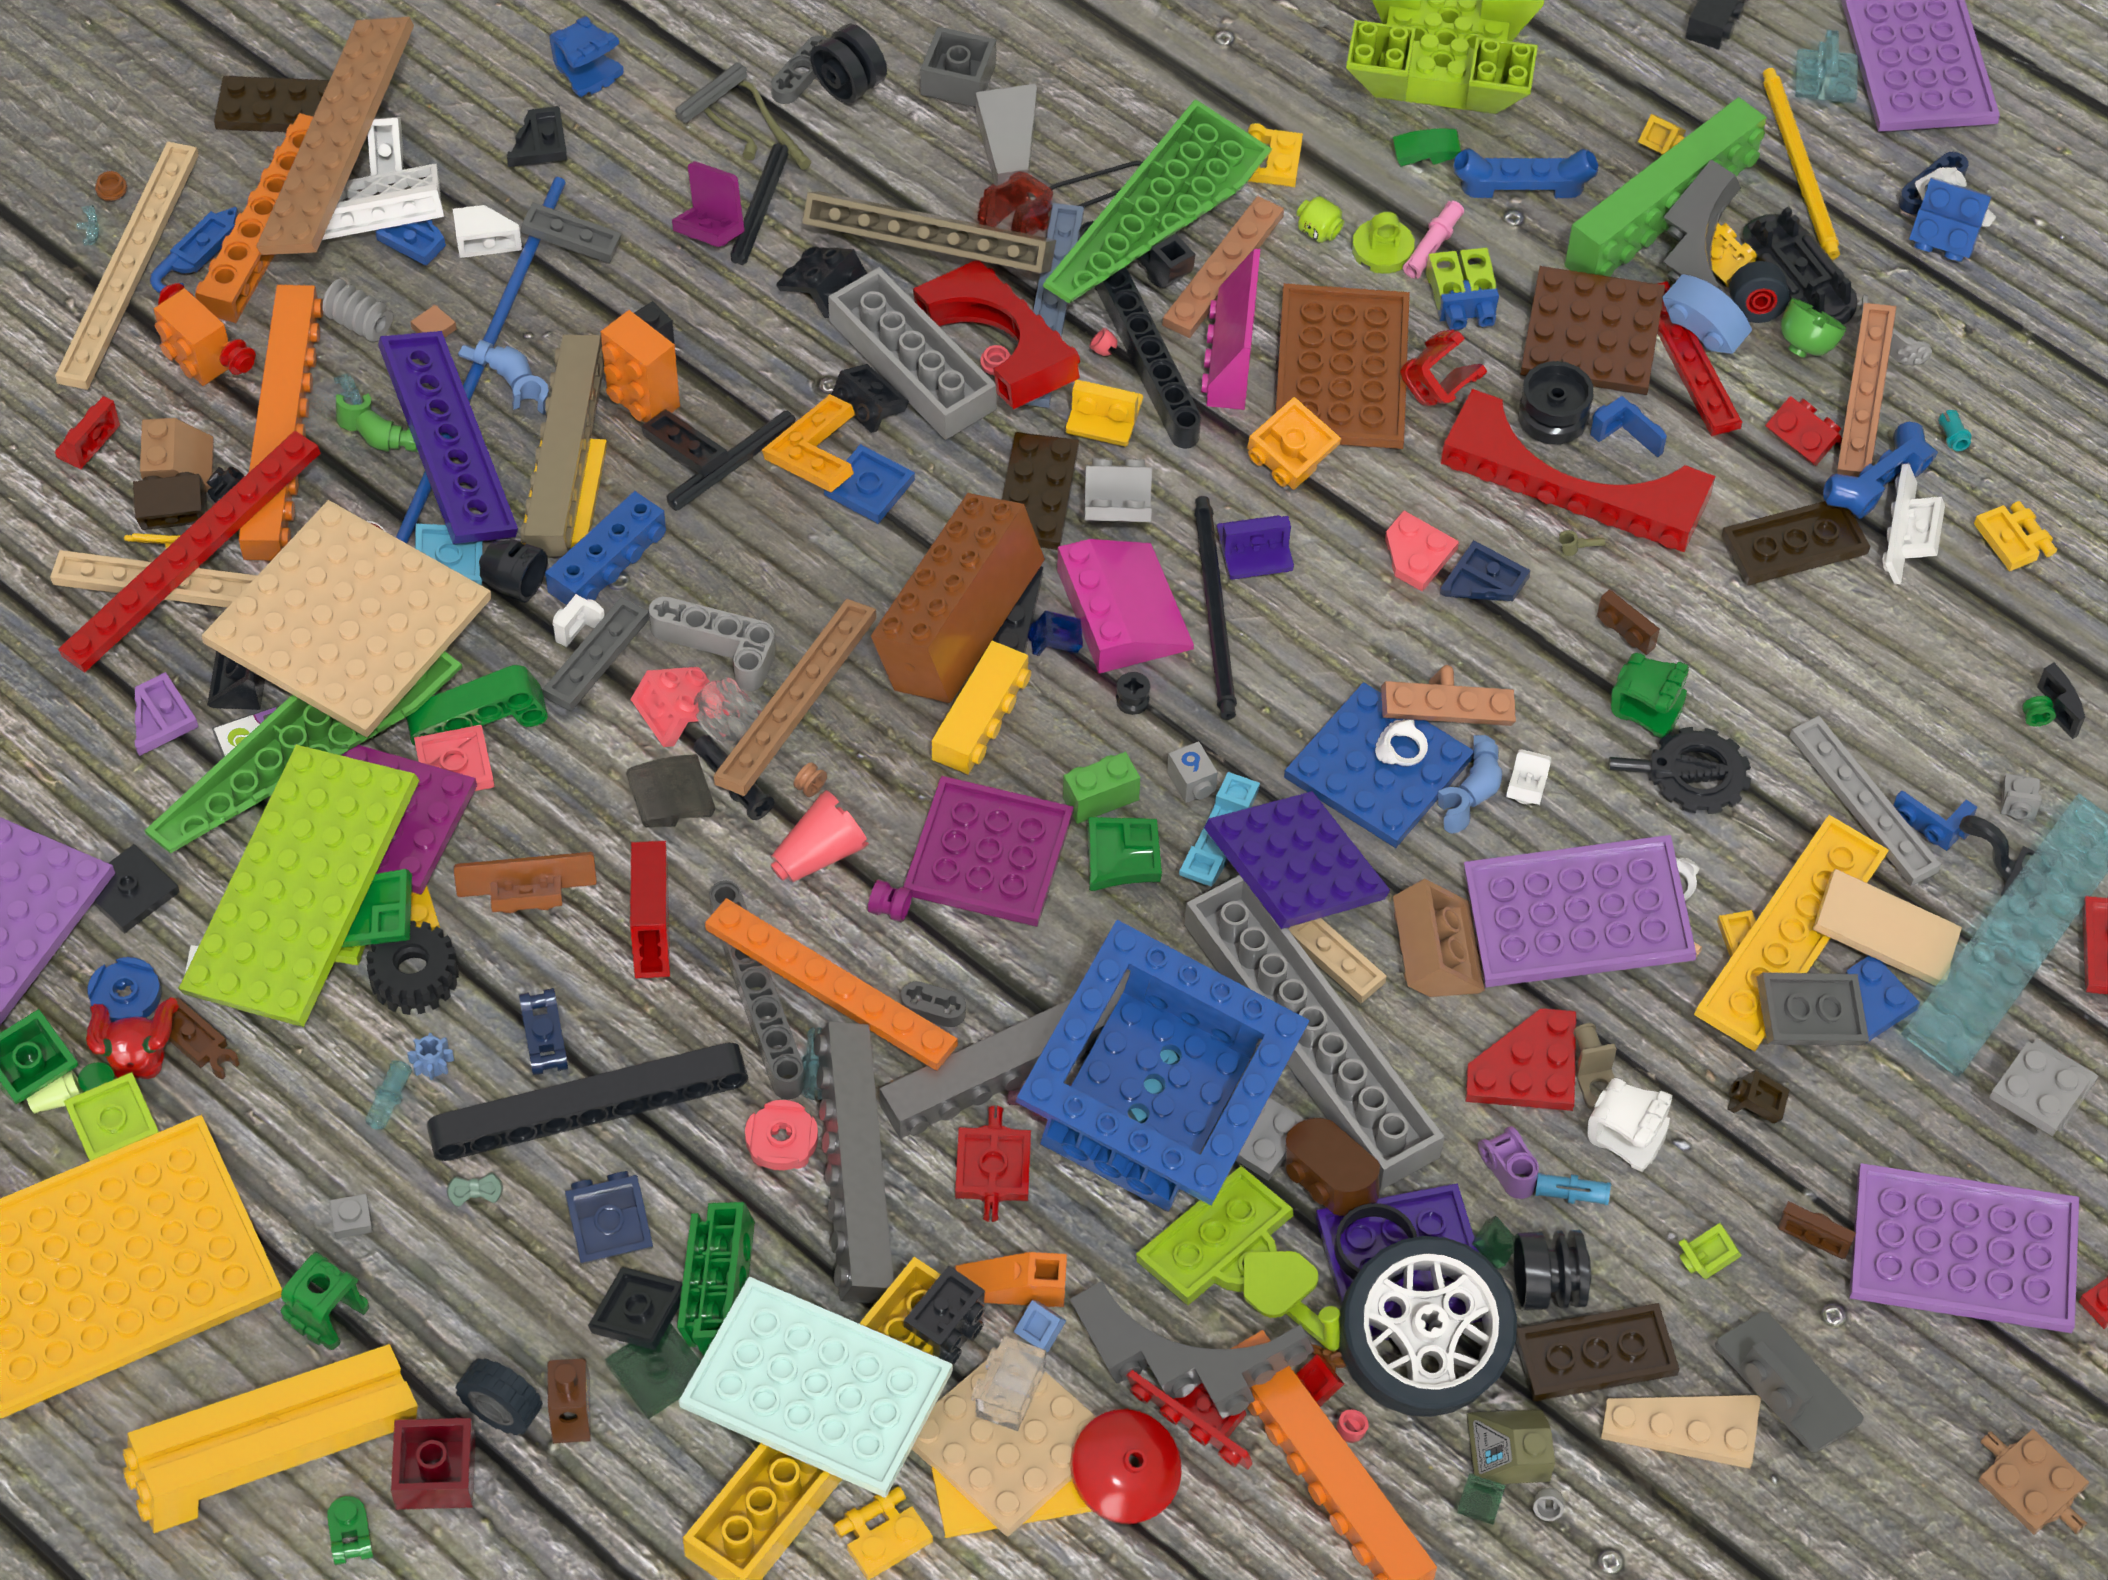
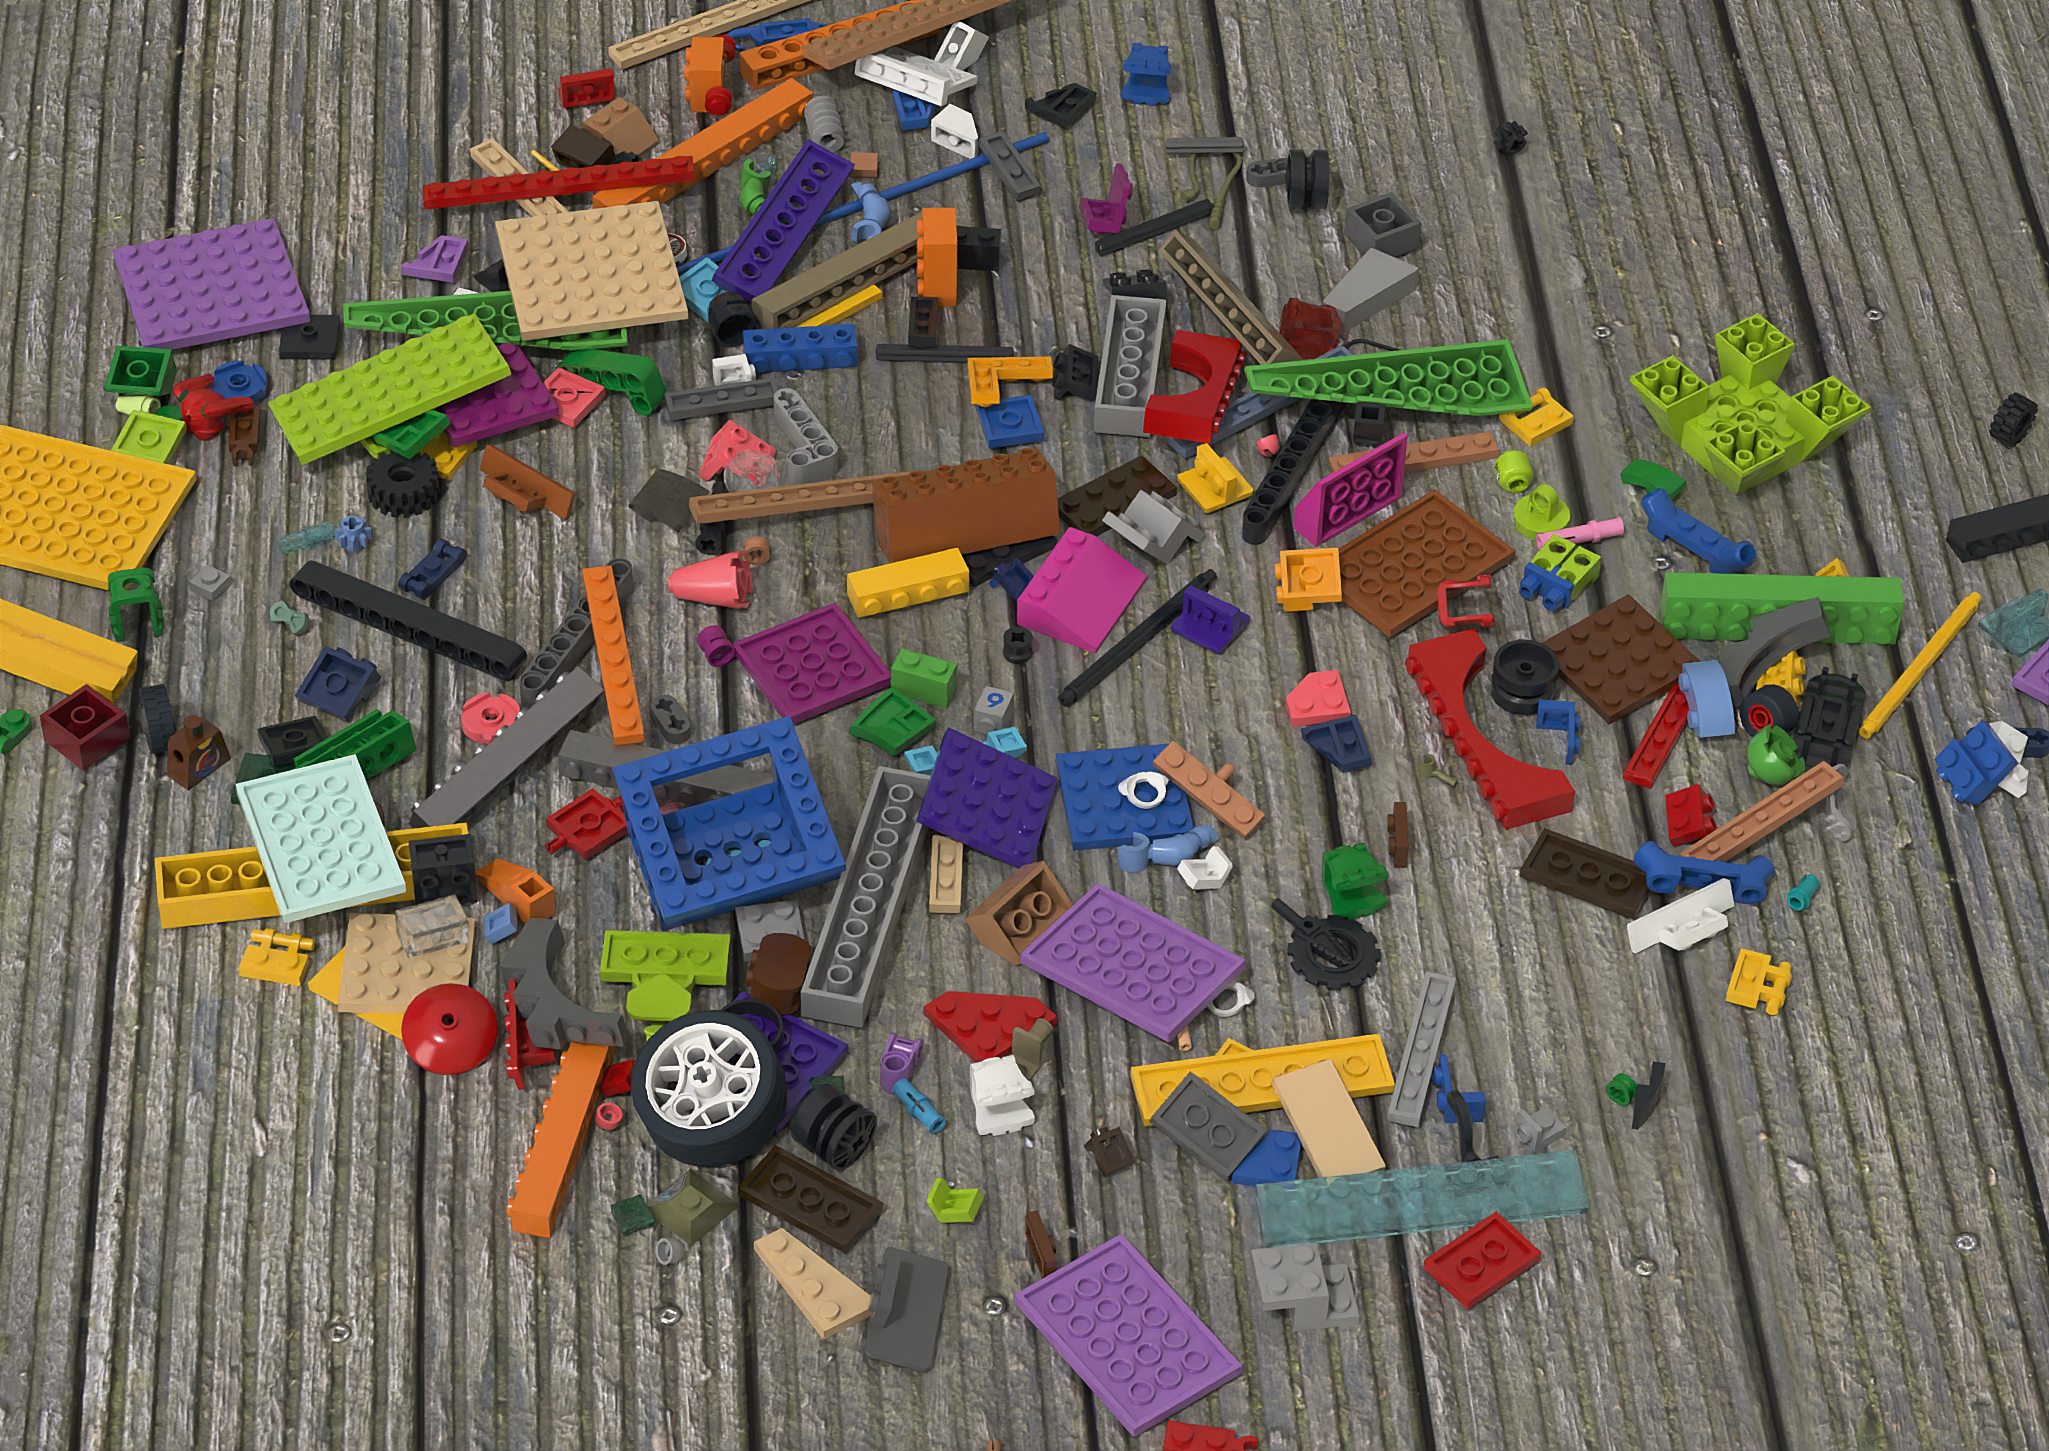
camera: 45 degrees right, 10 degrees down
(650, 909) = (568, 546): red slope -> none

